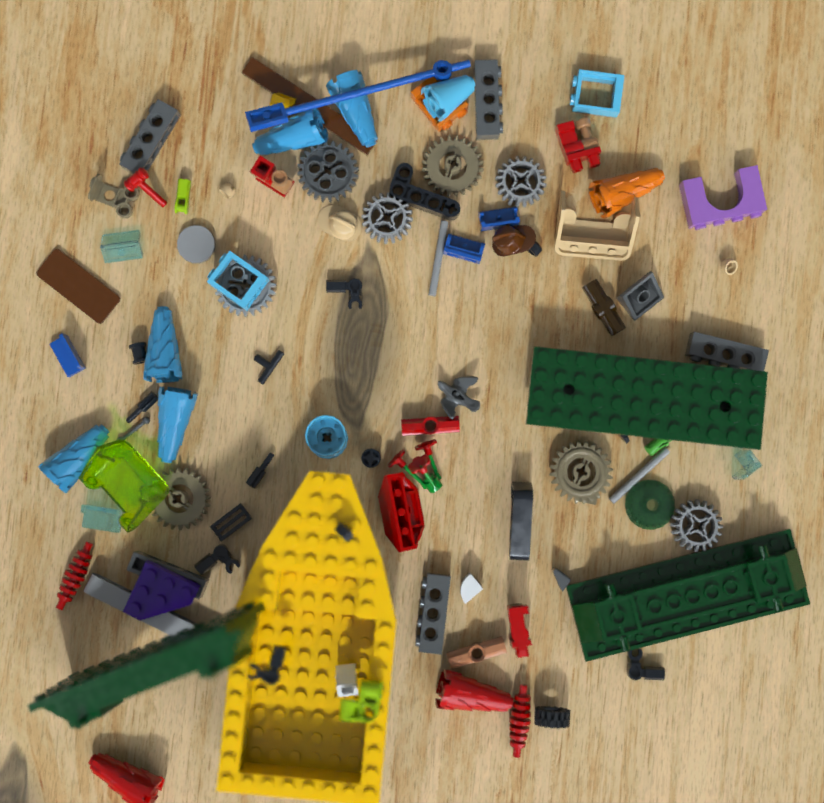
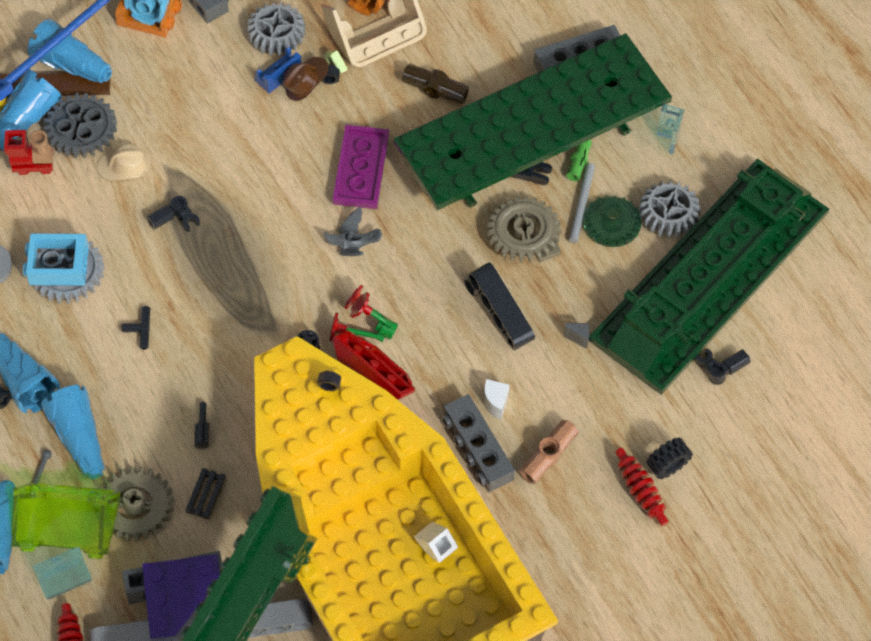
camera: 35 degrees left, 25 degrees down
(143, 406) = (35, 441): black axle -> none
(220, 552) = (216, 528): black bar -> none
(272, 675) = (353, 560): black bar -> none
(327, 426) = (243, 341): medium azure wheel -> none
(369, 696) = (461, 535): lime piece -> none
(380, 223) = (165, 124): light grey gear -> none
(417, 425) = (335, 286): red piece -> none
(426, 196) = (218, 91): black beam -> none
(438, 258) = (244, 137): light grey bar -> none
(459, 149) = (191, 39): dark tan gear -> none
(463, 249) = (264, 115): blue hinge -> none
(469, 695) = (570, 491): red cone -> none
(503, 340) = (361, 167): none -> magenta plate
(519, 634) = (578, 403): red hips -> none
(544, 231) = (334, 57): none -> yellowish green tile
(641, 296) = (462, 53): dark grey slope -> none

